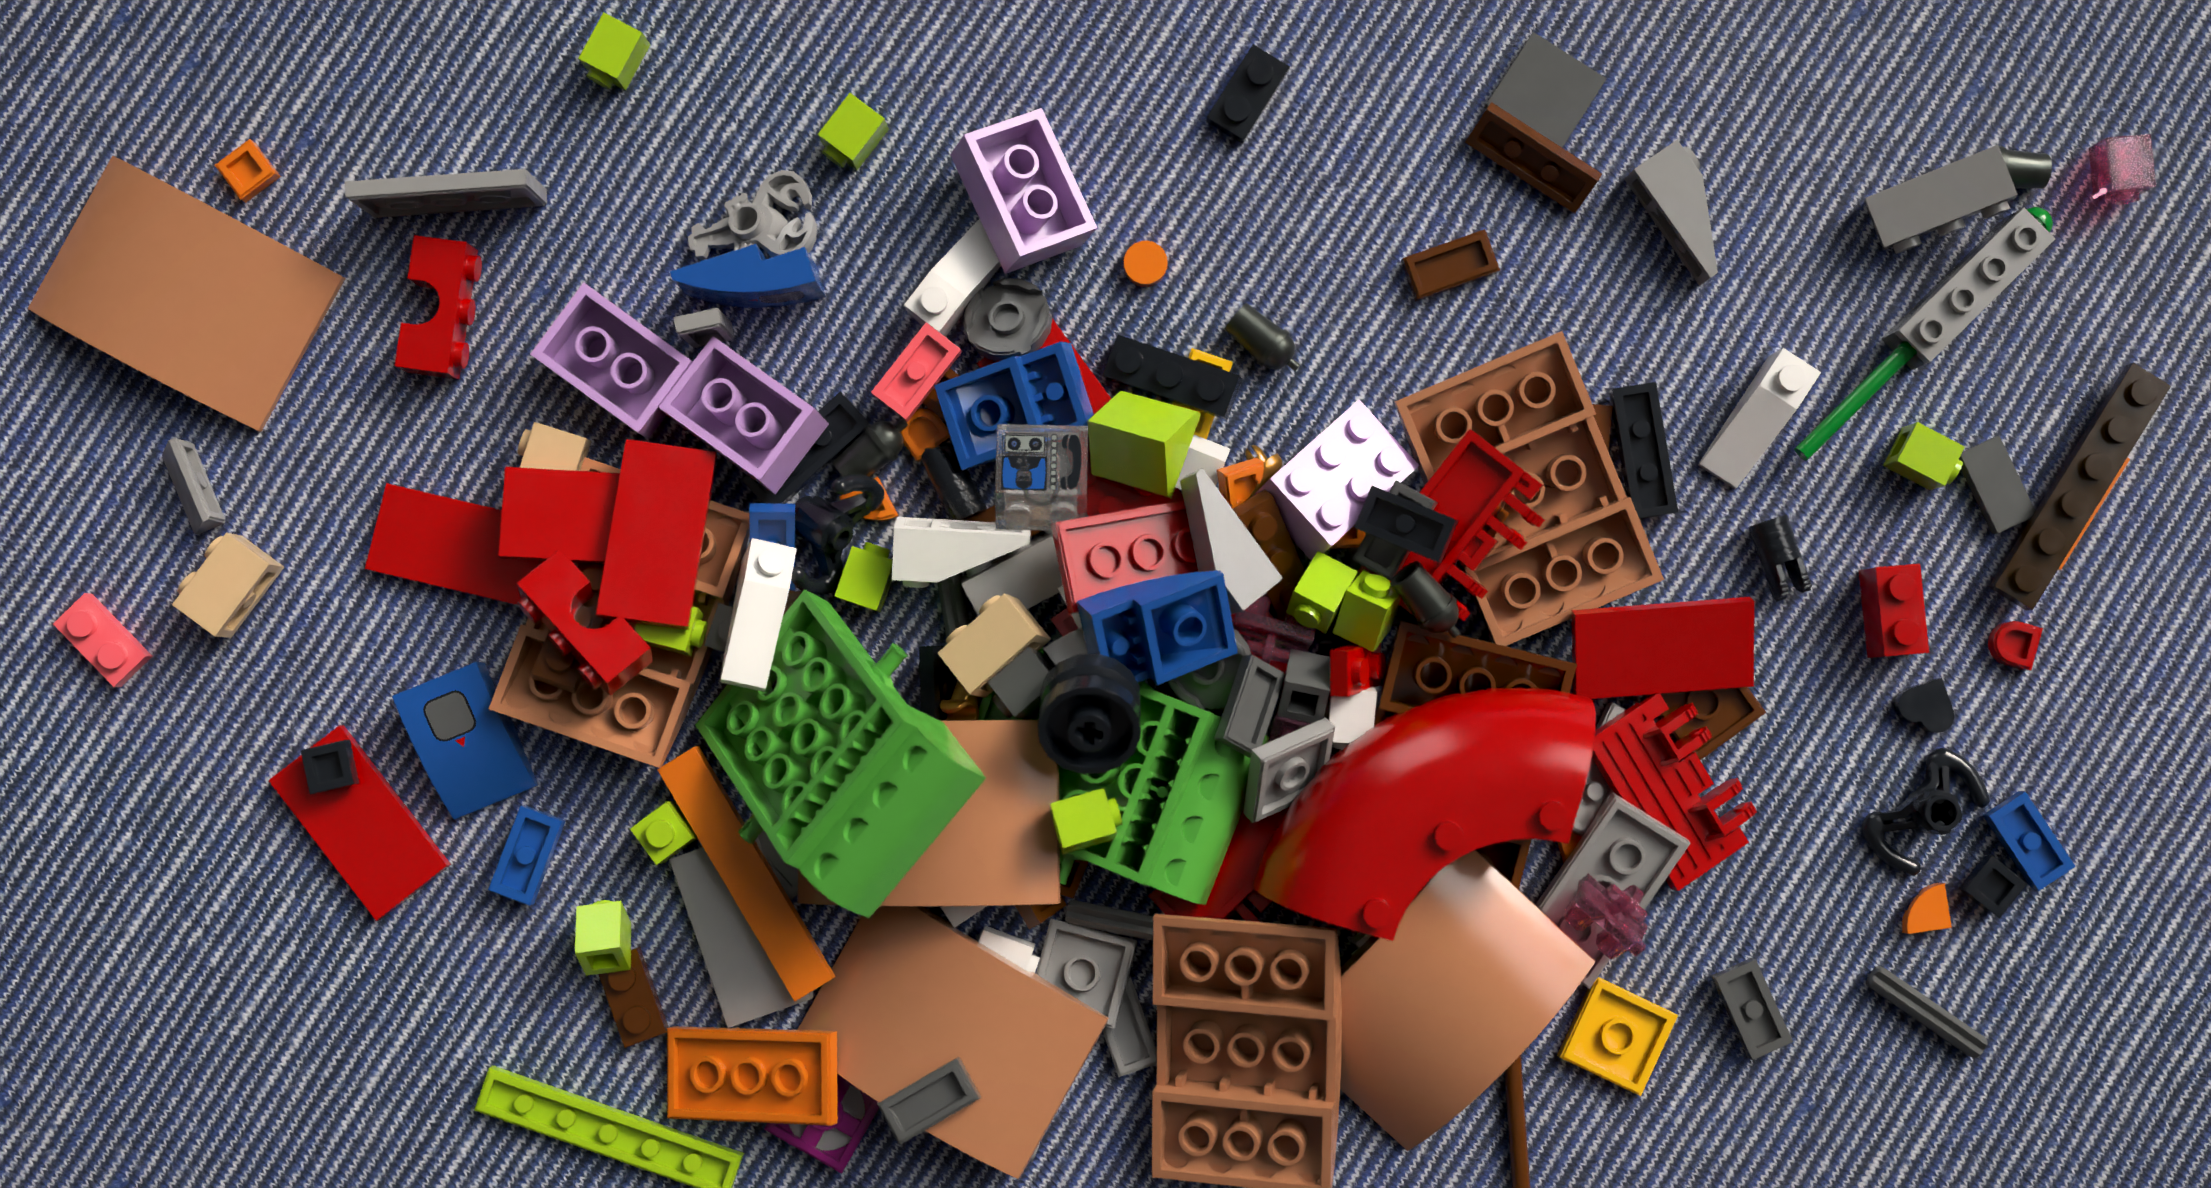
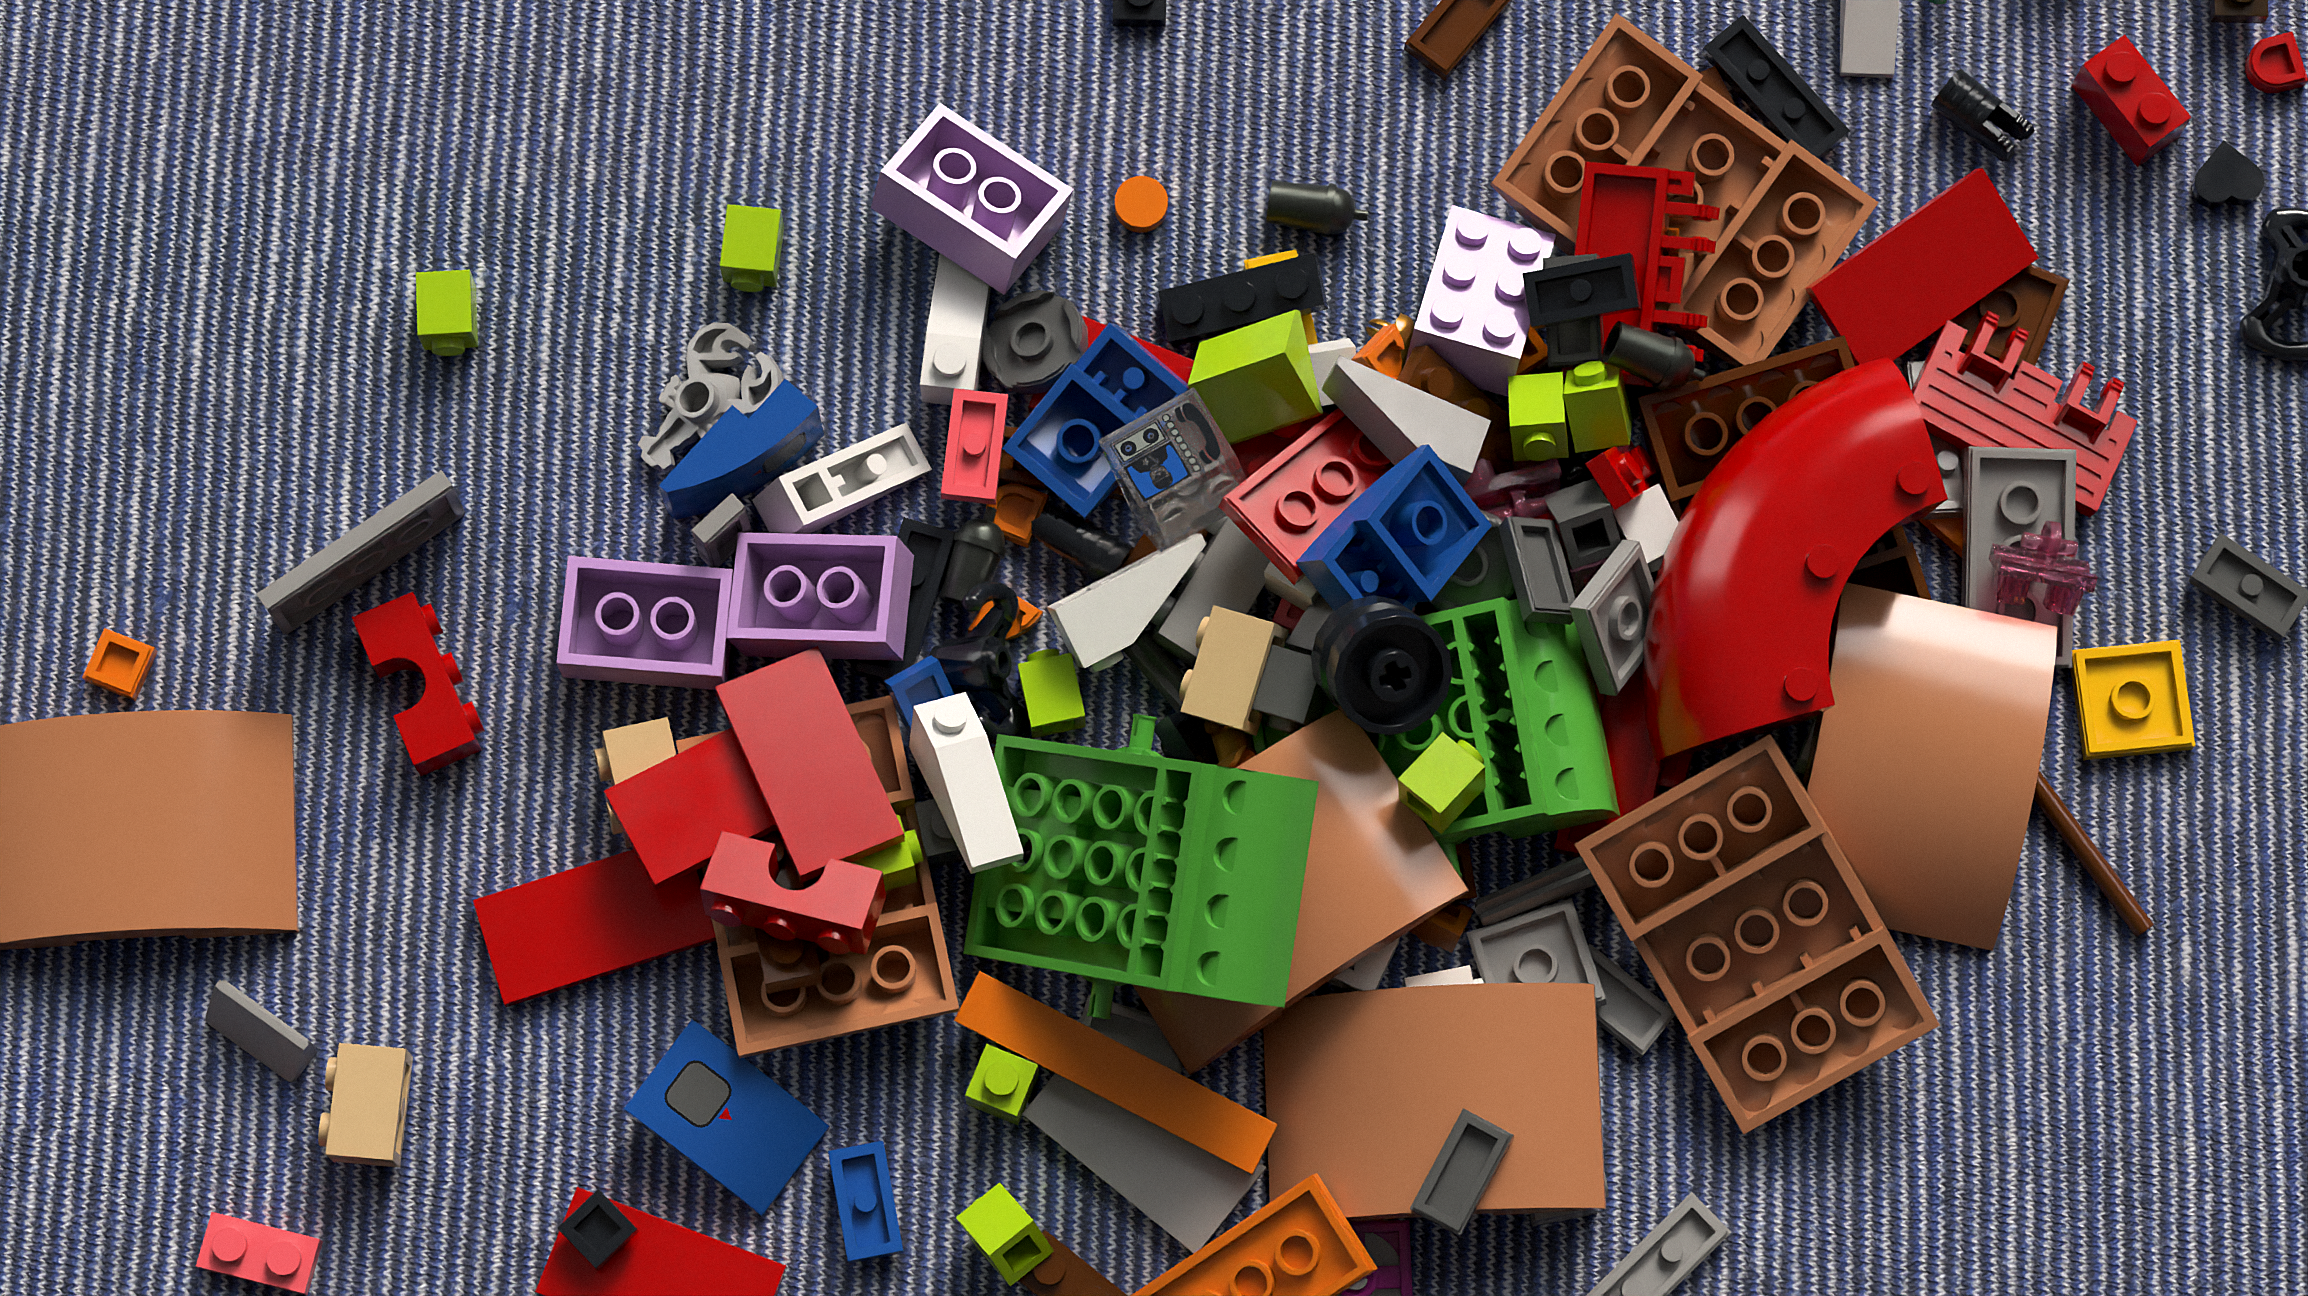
camera: 30 degrees left, 10 degrees down
(813, 340) = (841, 482): none -> white slope

